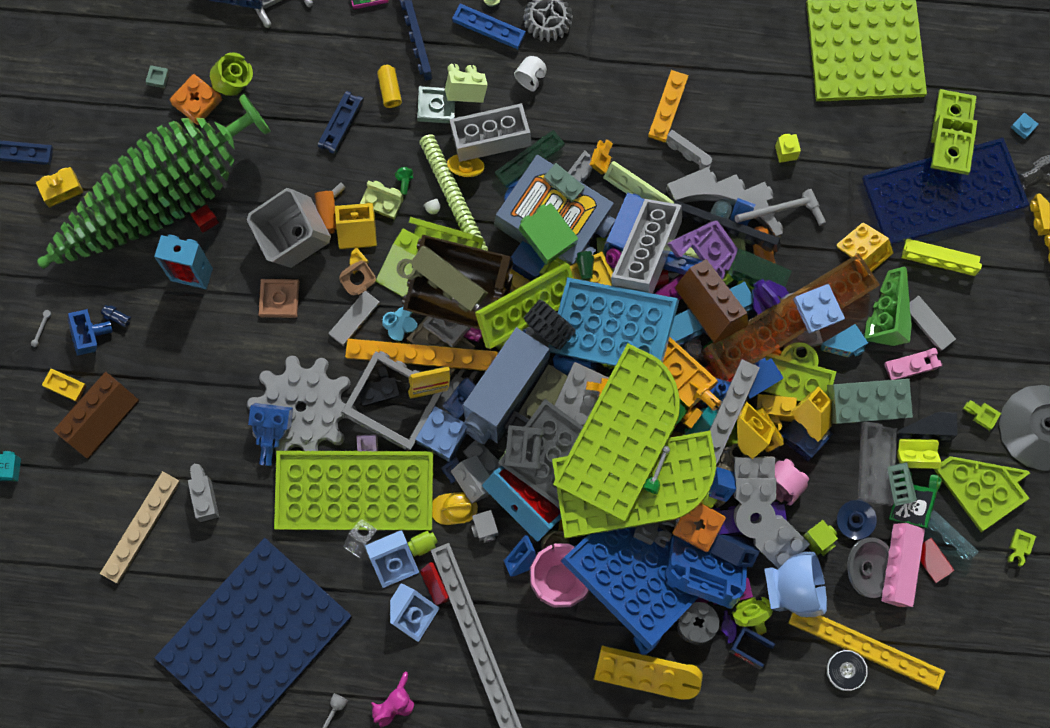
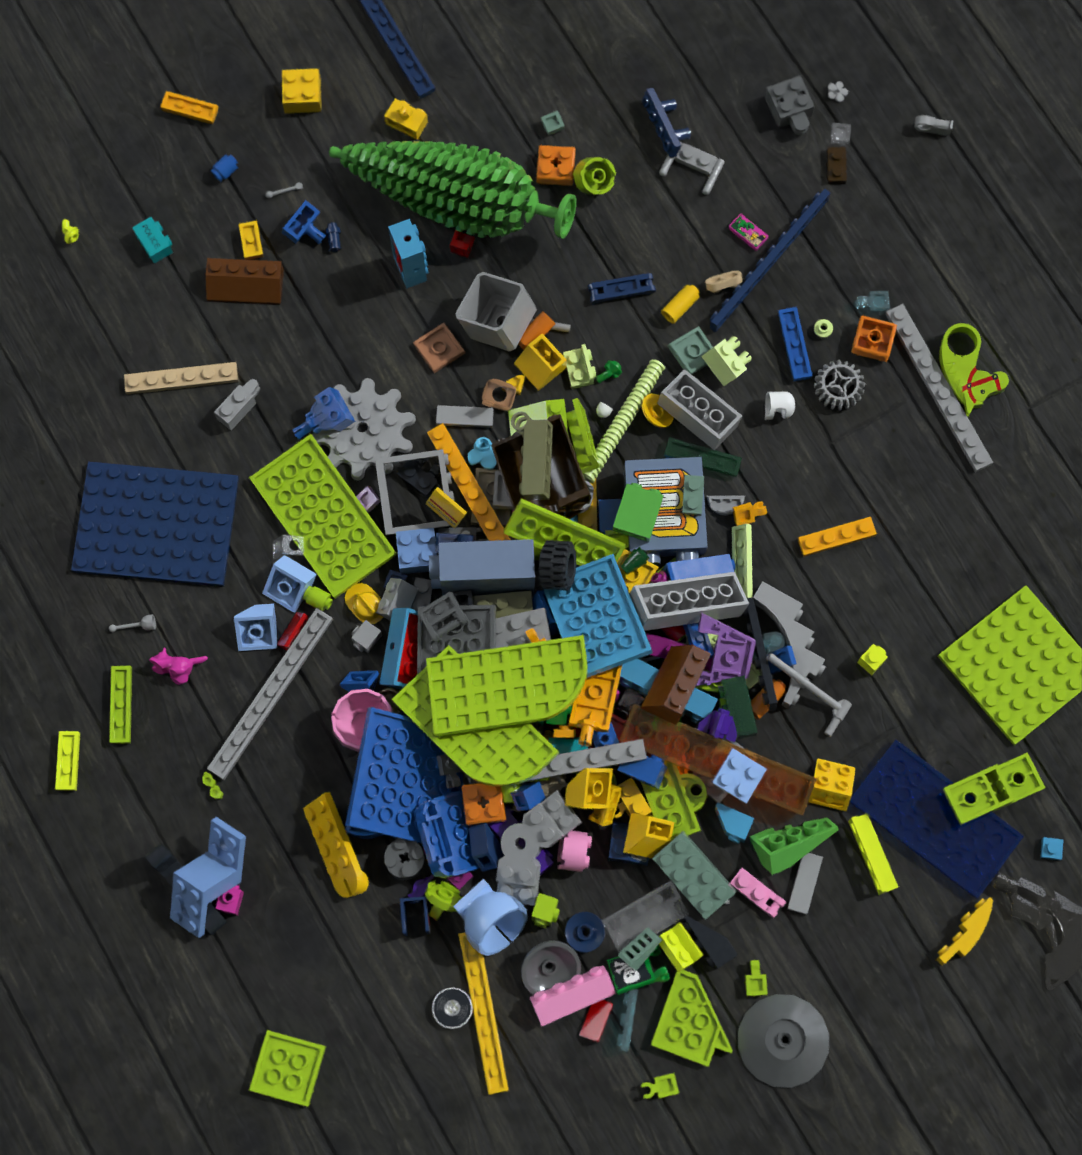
camera: 55 degrees right, 0 degrees up
(395, 42) = (719, 282): none -> tan plate
(653, 484) = (481, 735): hinge -> none
(688, 150) = (807, 580): light grey plate -> none

